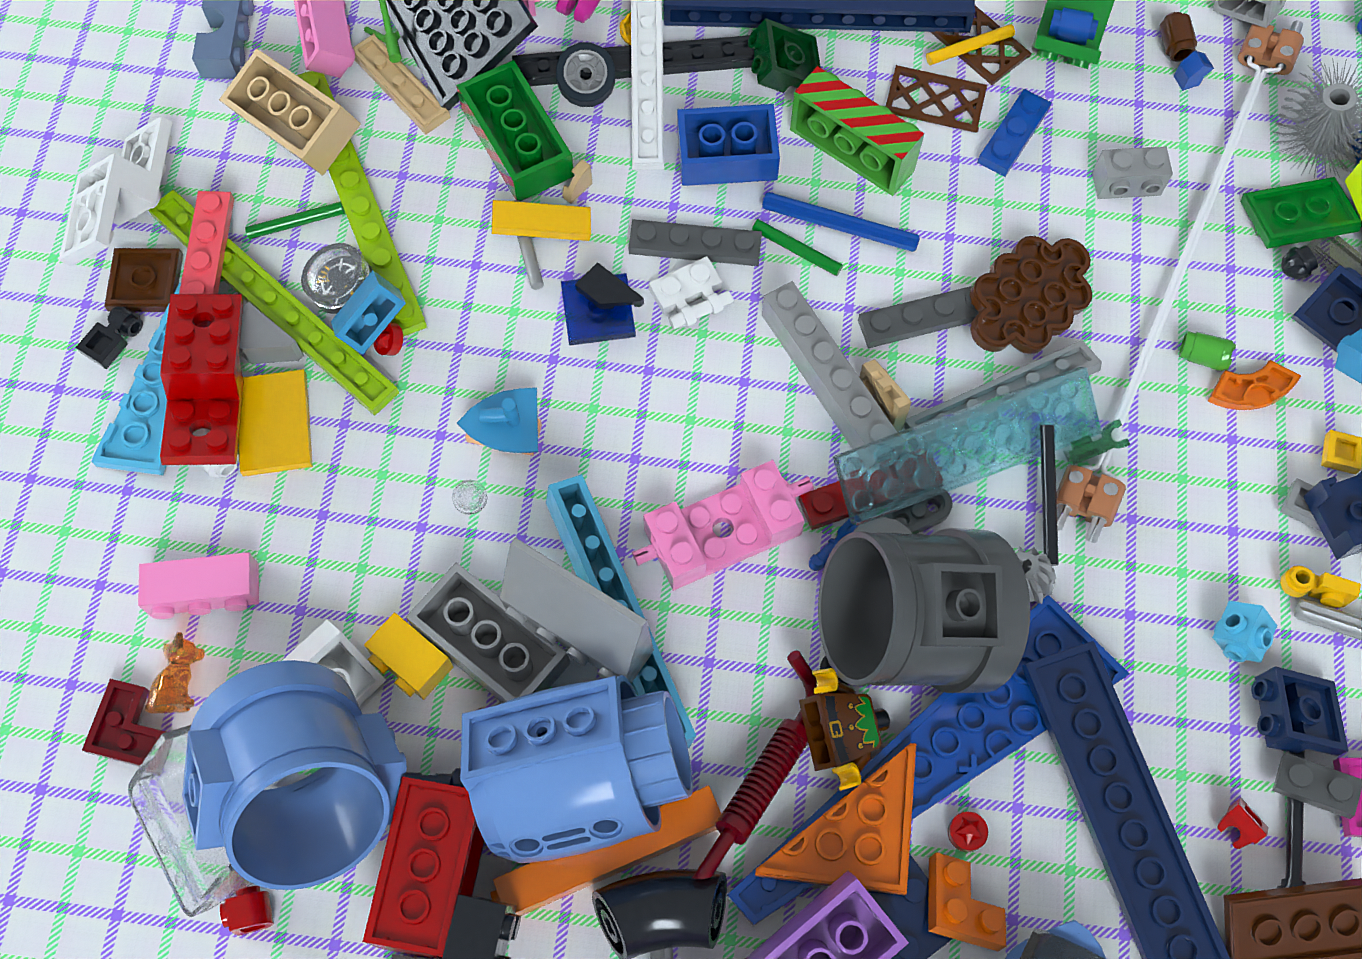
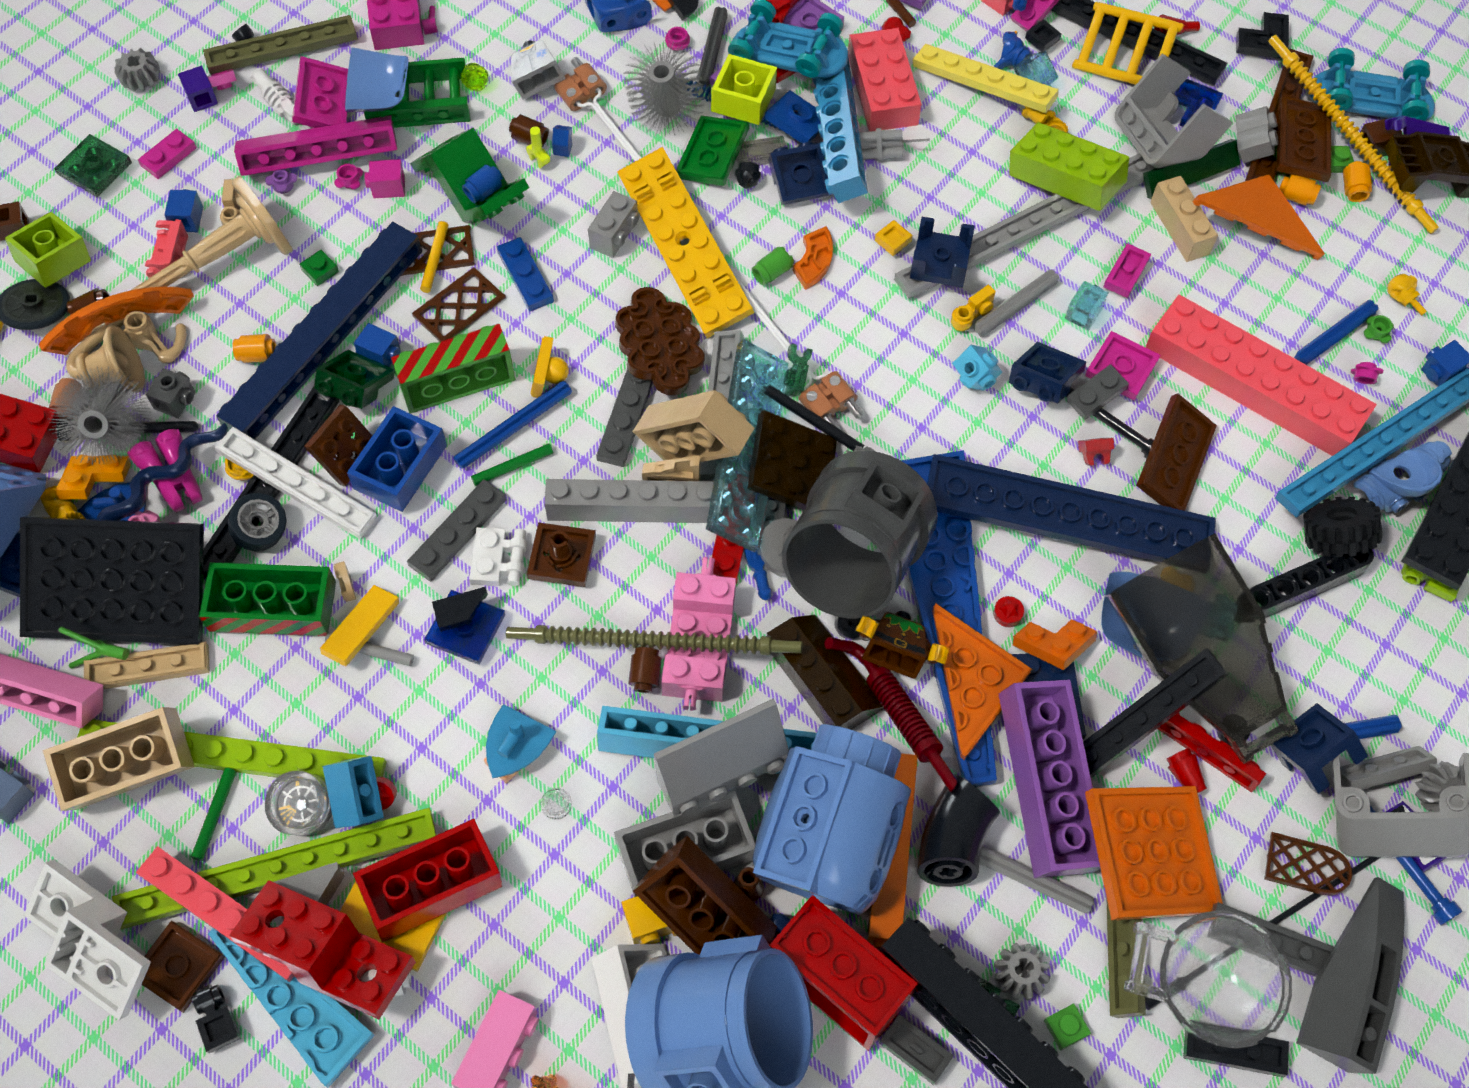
camera: 60 degrees left, 5 degrees down
(321, 427) = (428, 880): none -> red brick
(428, 692) = (700, 899): none -> reddish brown slope
(653, 493) = (645, 669): none -> reddish brown brick
(707, 78) = (334, 446): none -> reddish brown plate
(728, 347) = (564, 546): none -> reddish brown plate
(743, 590) = (765, 644): none -> olive hose
(758, 679) = (824, 675): none -> dark brown slope
(837, 54) = (377, 344): none -> blue brick
(922, 212) = (549, 368): none -> yellow tile
(937, 378) = (694, 427): none -> tan brick
(983, 492) = (787, 459): none -> dark brown plate
(1149, 280) = (697, 266): none -> yellow piece
(1162, 51) = (535, 149): none -> neon yellow bar

